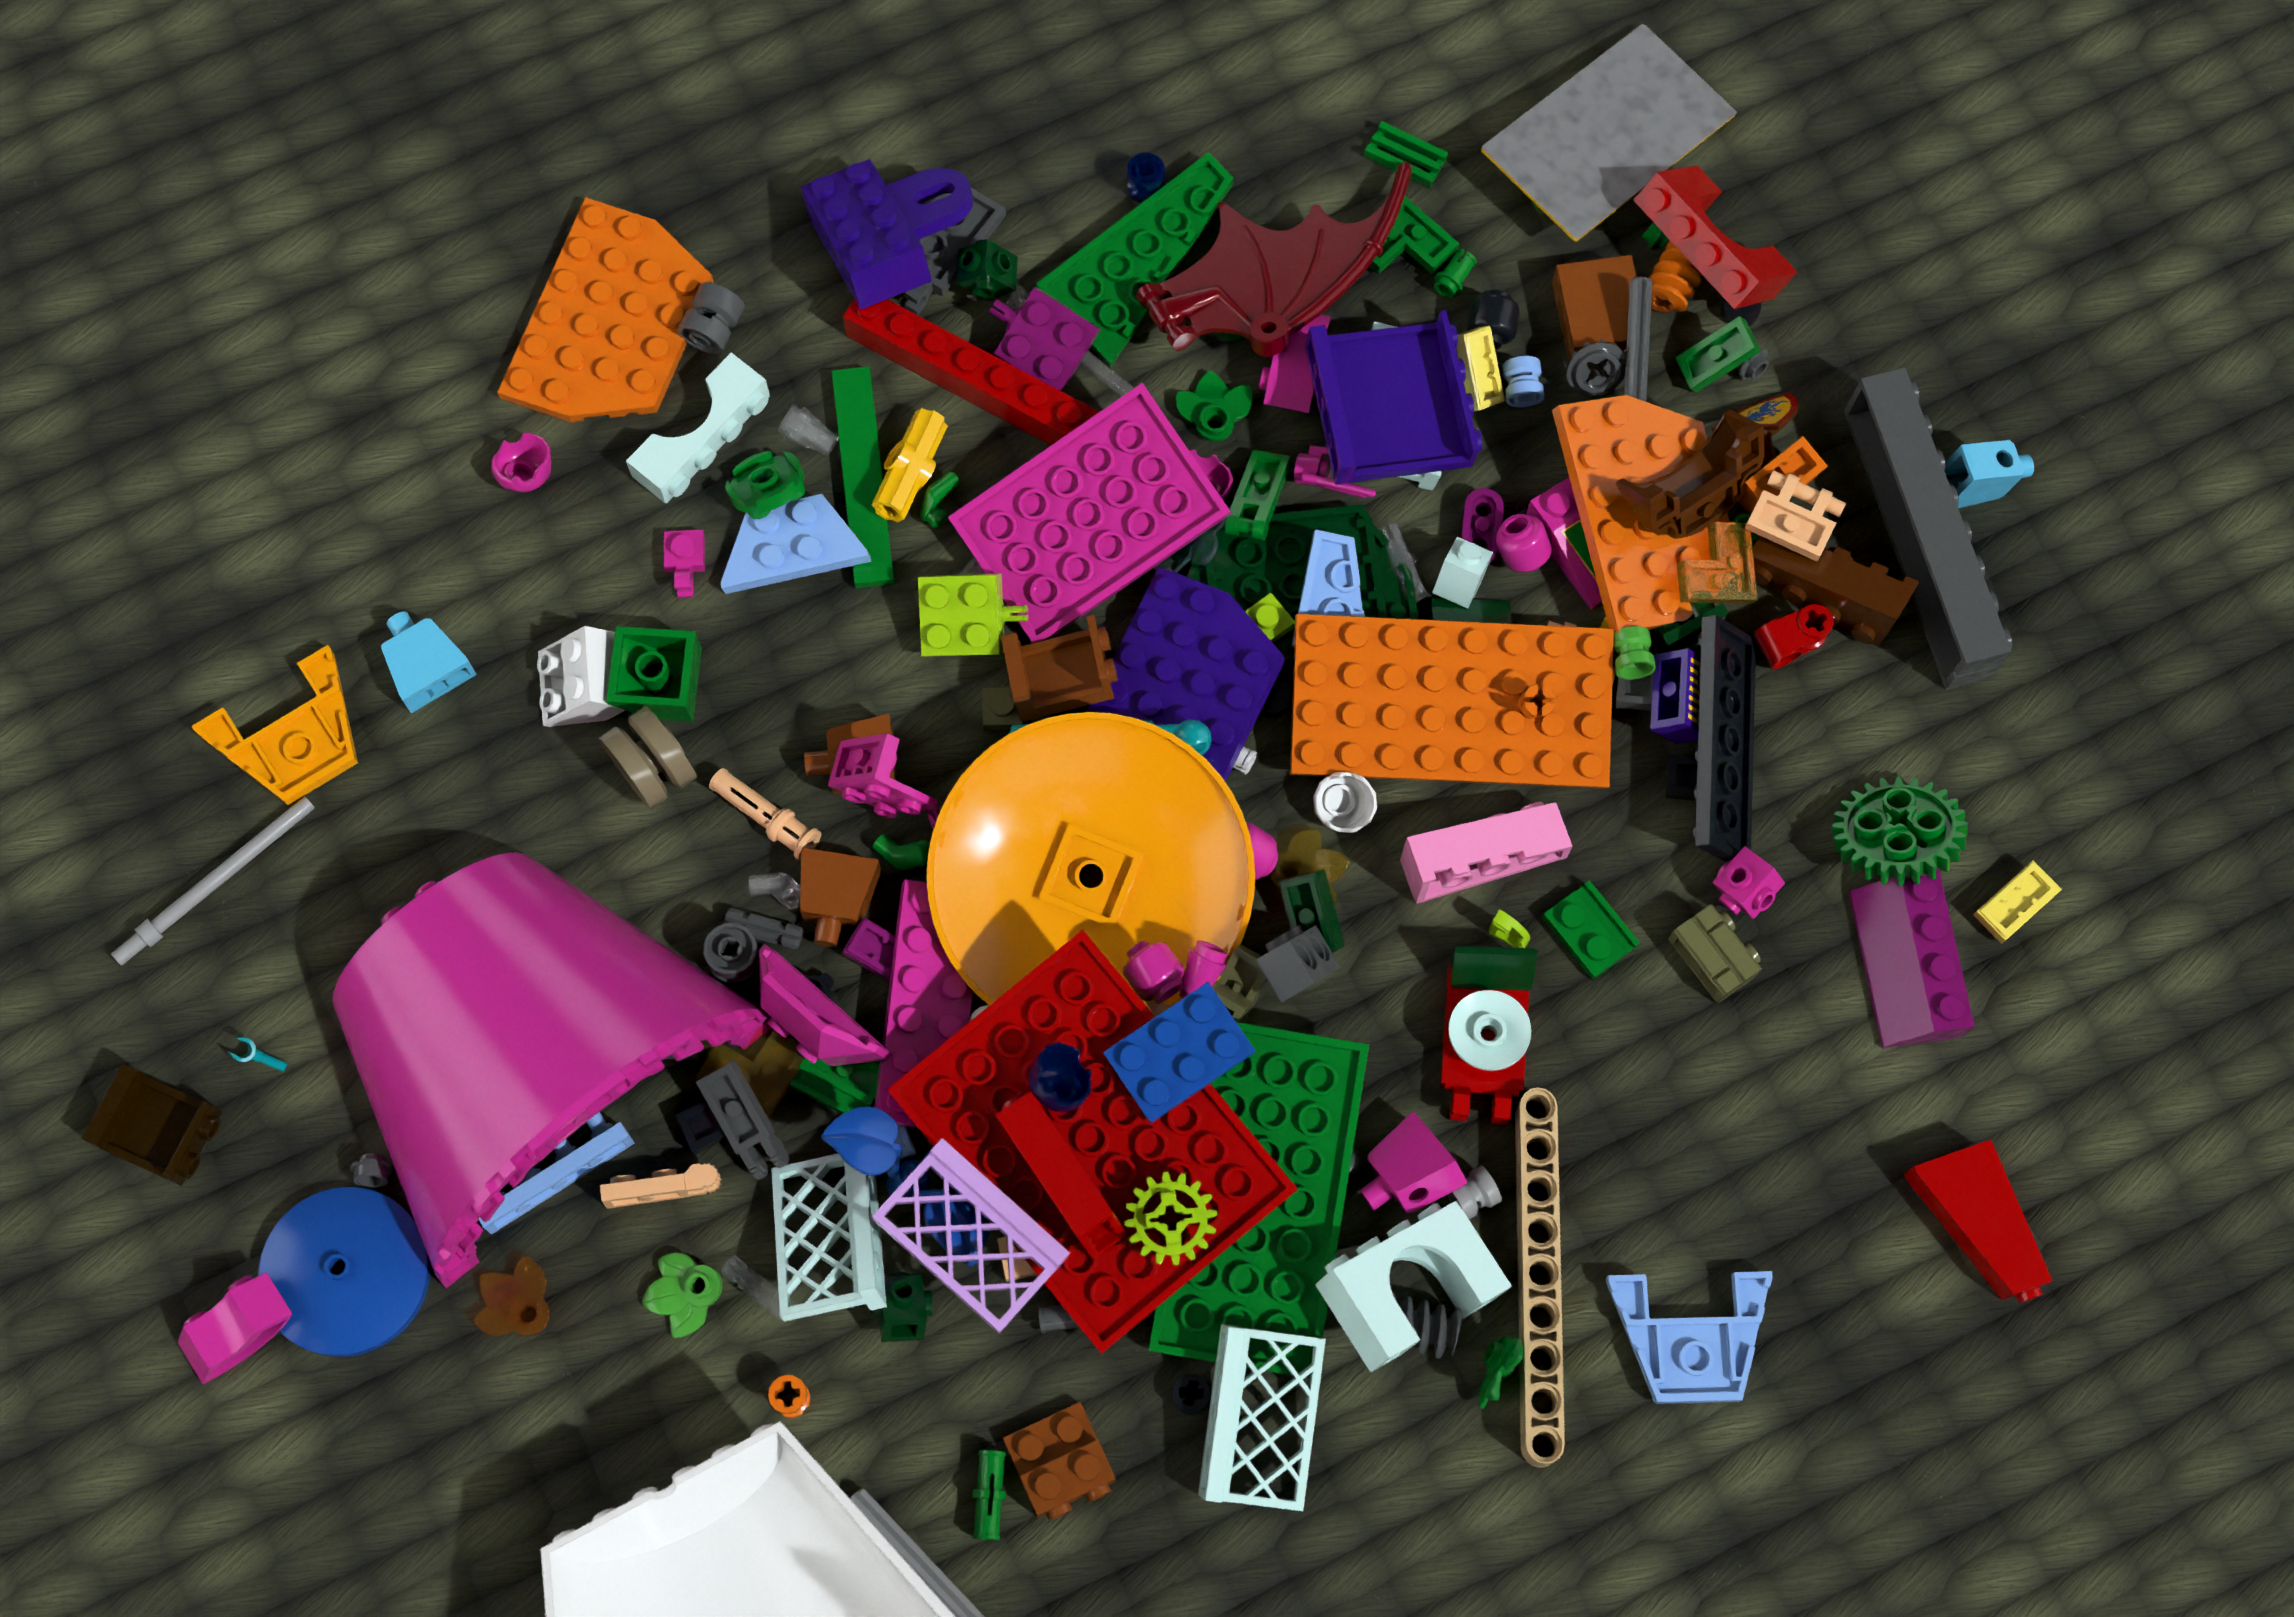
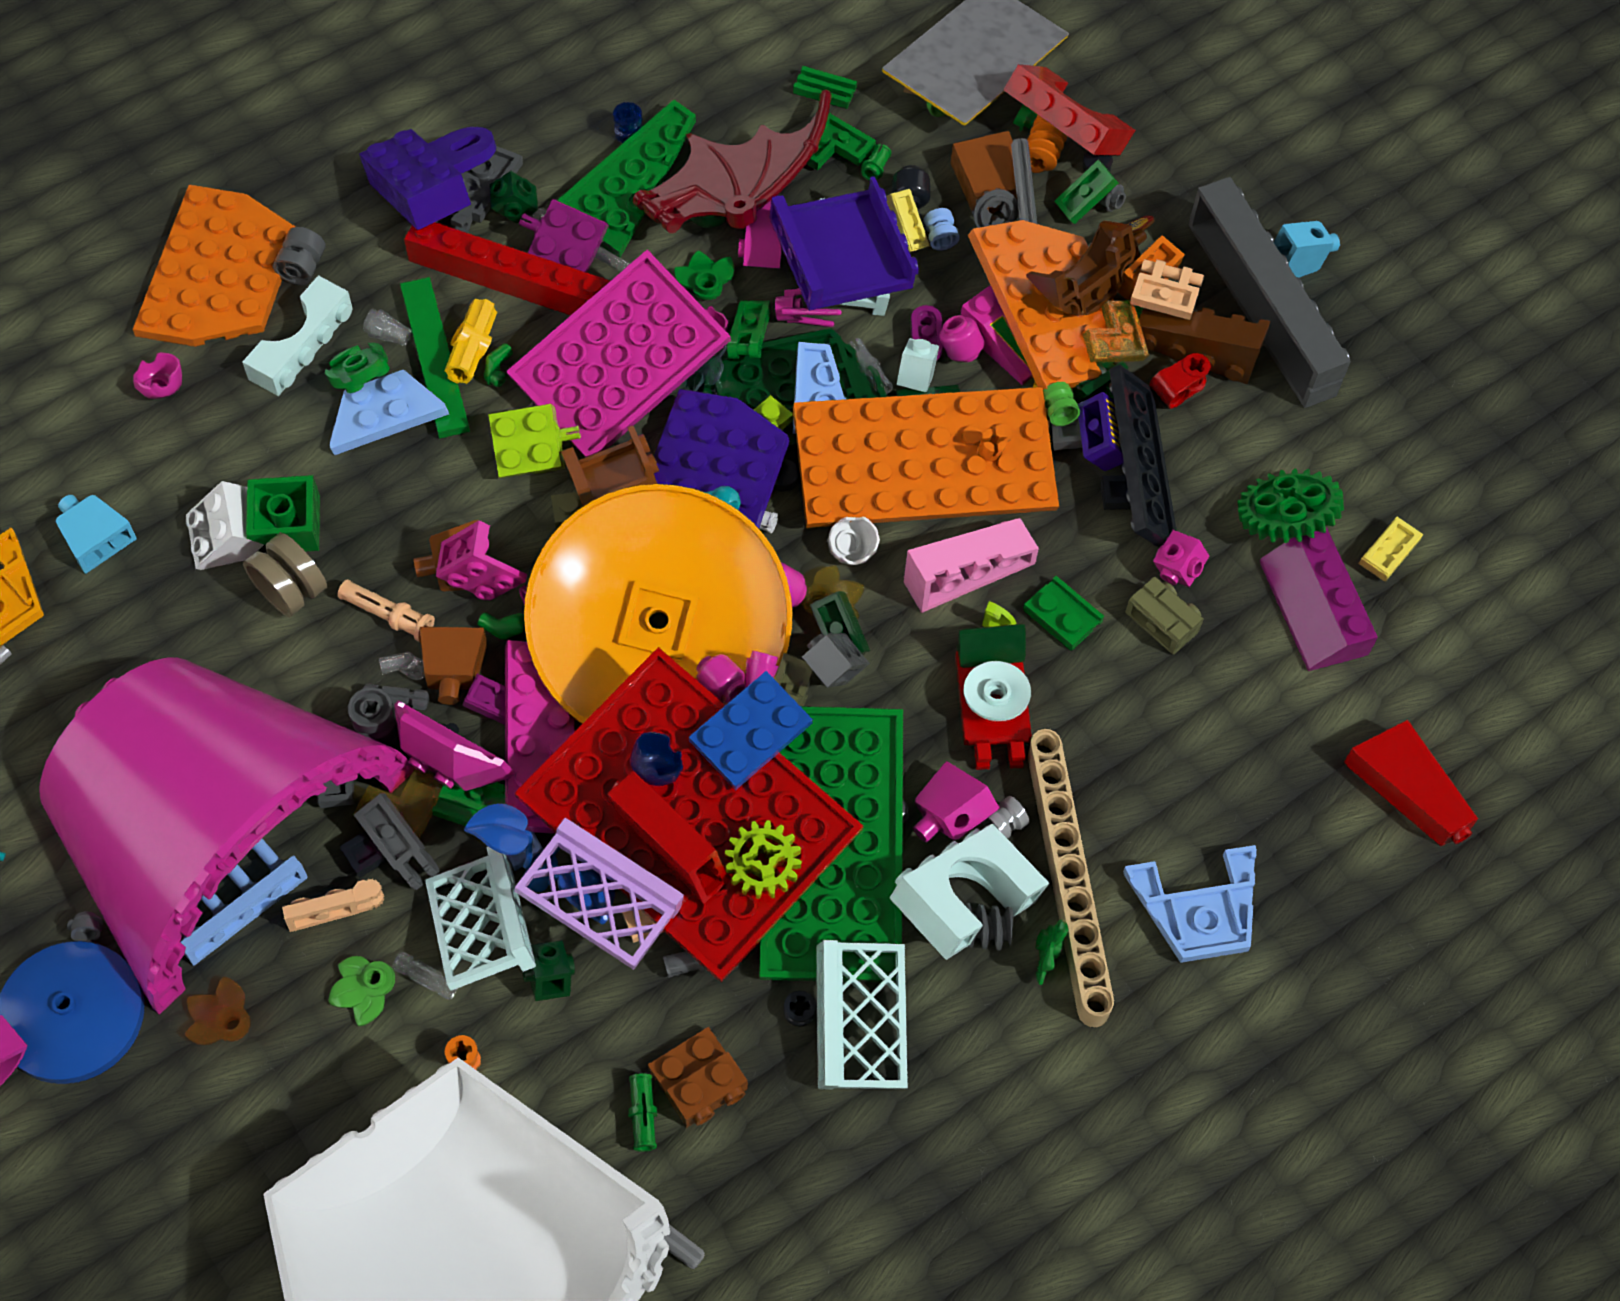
camera: 10 degrees left, 10 degrees down
(682, 556) = (296, 430): dark pink plate -> none

